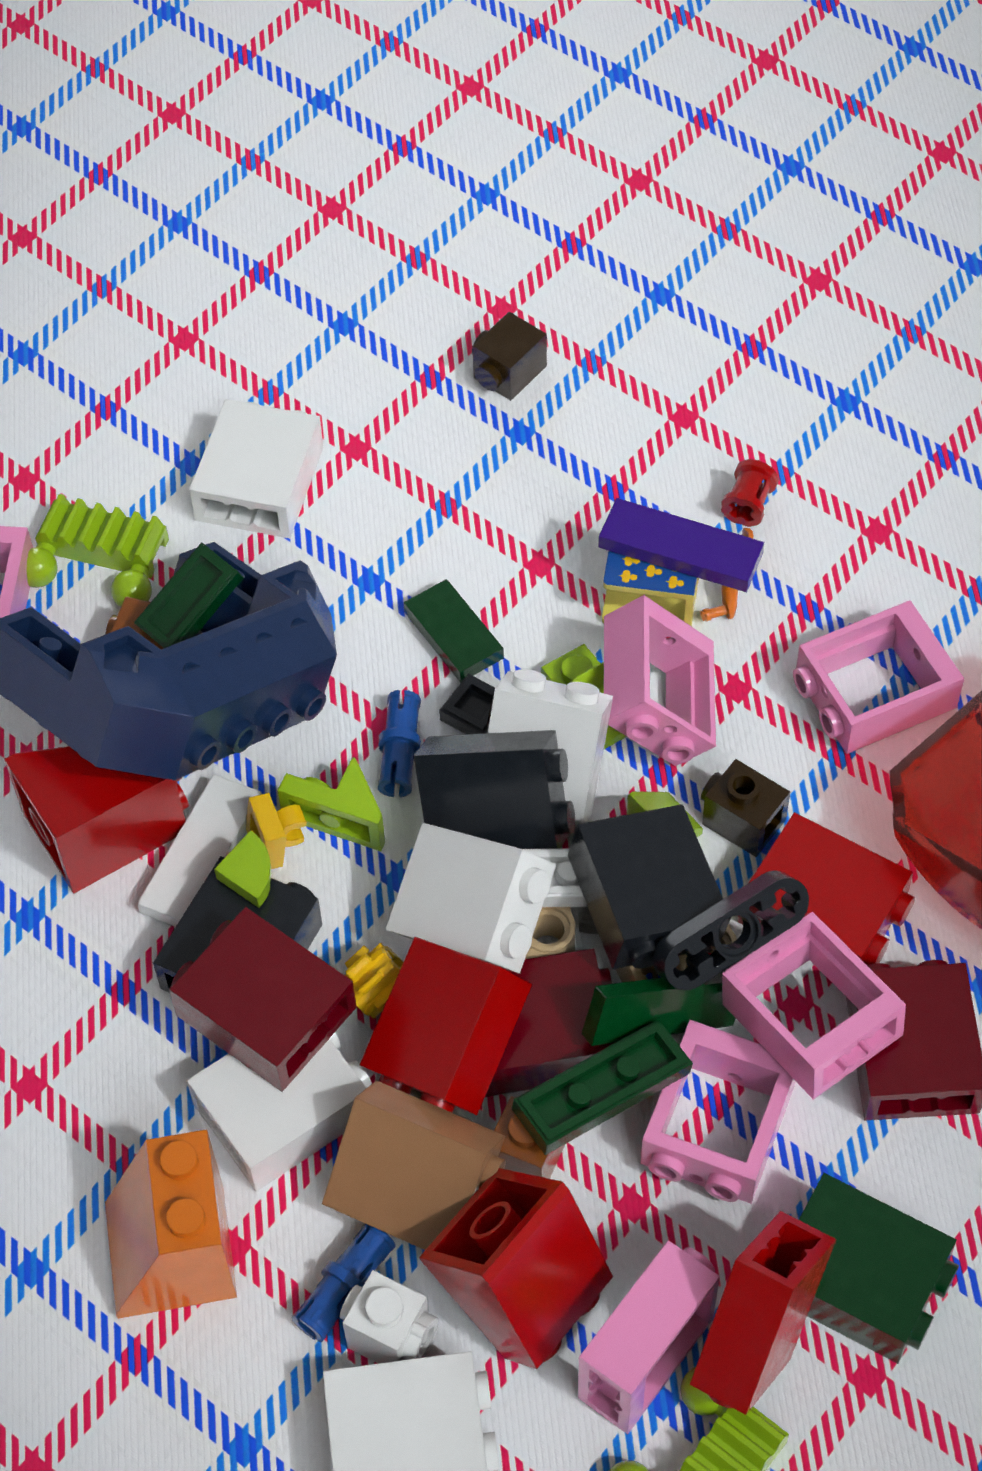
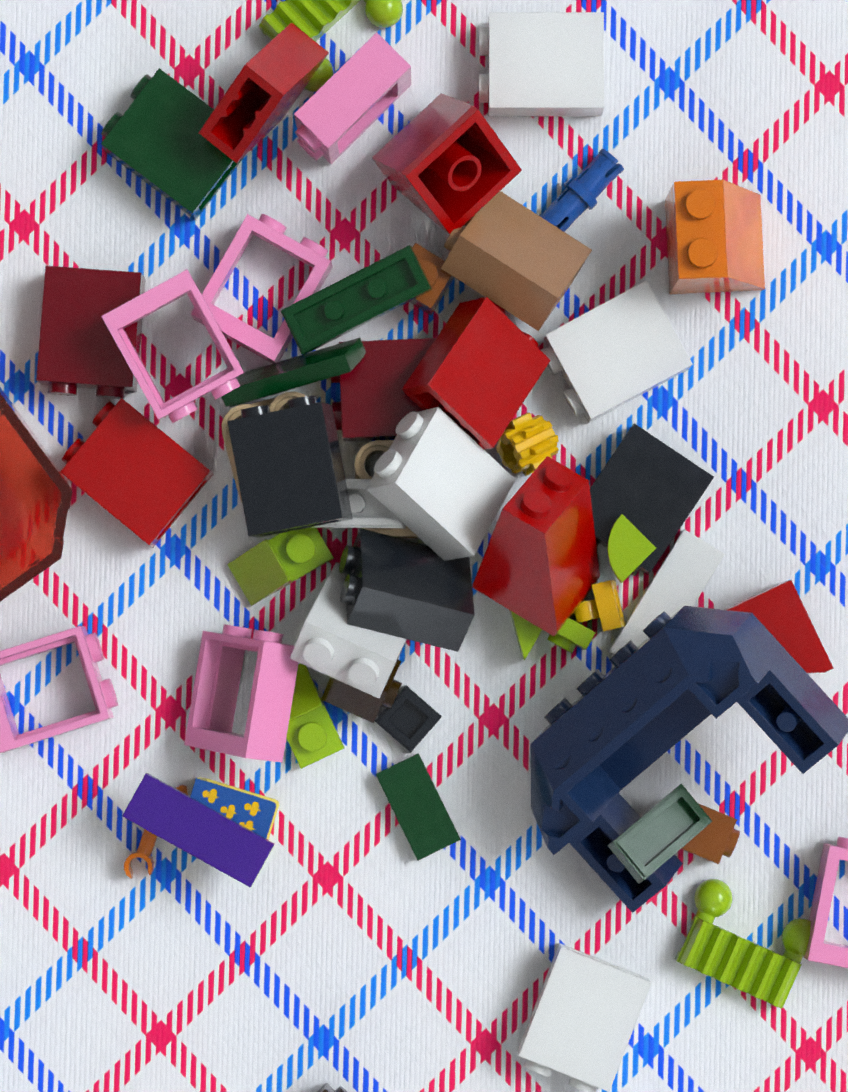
camera: 175 degrees left, 30 degrees up
(262, 998) = (626, 416): dark red brick -> none
(345, 848) = (543, 549): none -> red slope
(387, 1321) = (549, 147): white brick -> none
(399, 743) = (481, 687): blue pin -> none
(708, 923) = (254, 397): black beam -> none
(744, 806) = (189, 572): dark brown brick -> none
(749, 492) = (117, 919): red bush -> none

